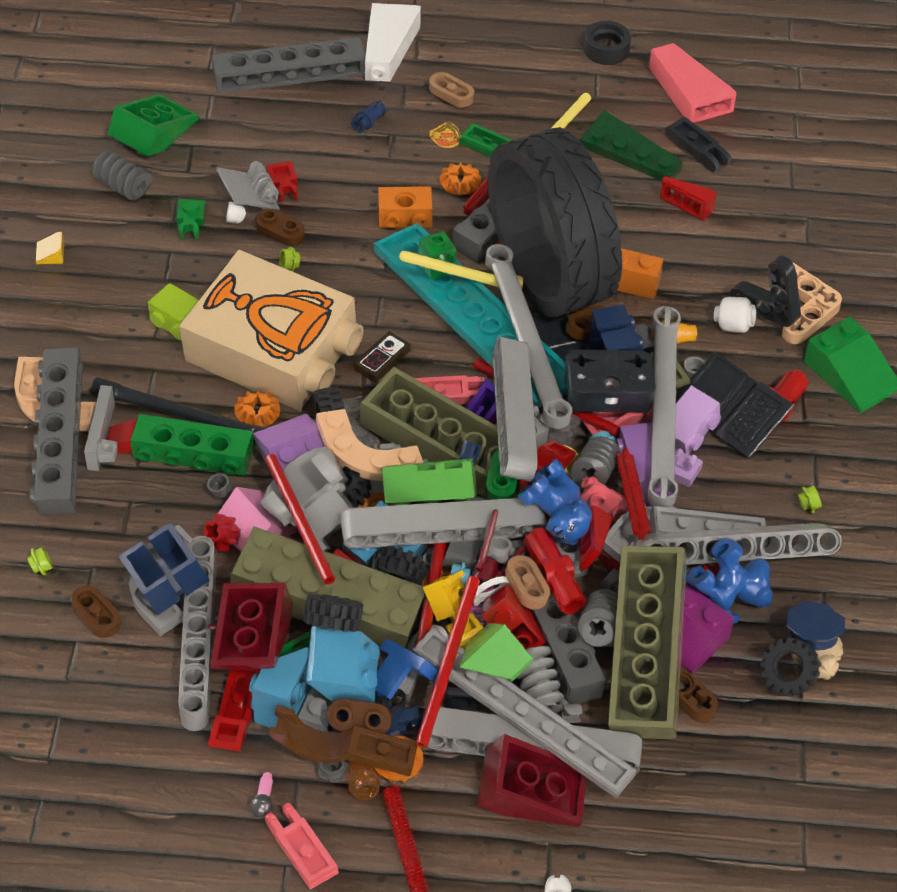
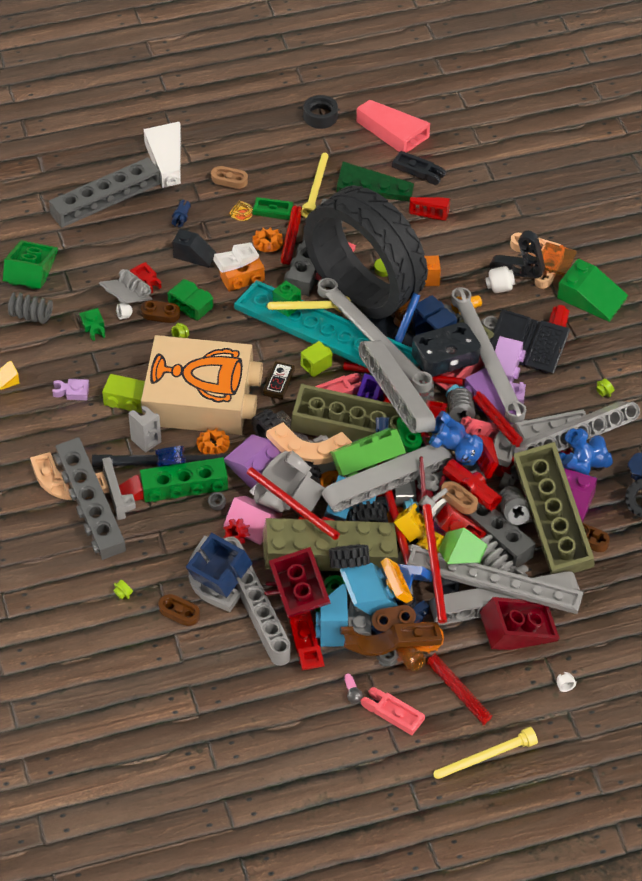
camera: 20 degrees left, 0 degrees up
(121, 291) = (74, 390): none -> lavender plate
(175, 365) = (145, 429): none -> light grey hinge
(185, 408) = (170, 456): none -> clear blue wheel
(323, 222) = (190, 299): none -> green brick
(358, 162) = (192, 248): none -> black slope
(382, 667) = (396, 580): none -> light orange plate
(406, 187) = (239, 256): none -> white slope
(442, 343) = (316, 358): none -> lime brick
(483, 575) = (427, 500): none -> light grey hand
(578, 324) = (407, 317): none -> blue bar
(824, 308) = (558, 258): none -> clear orange piece

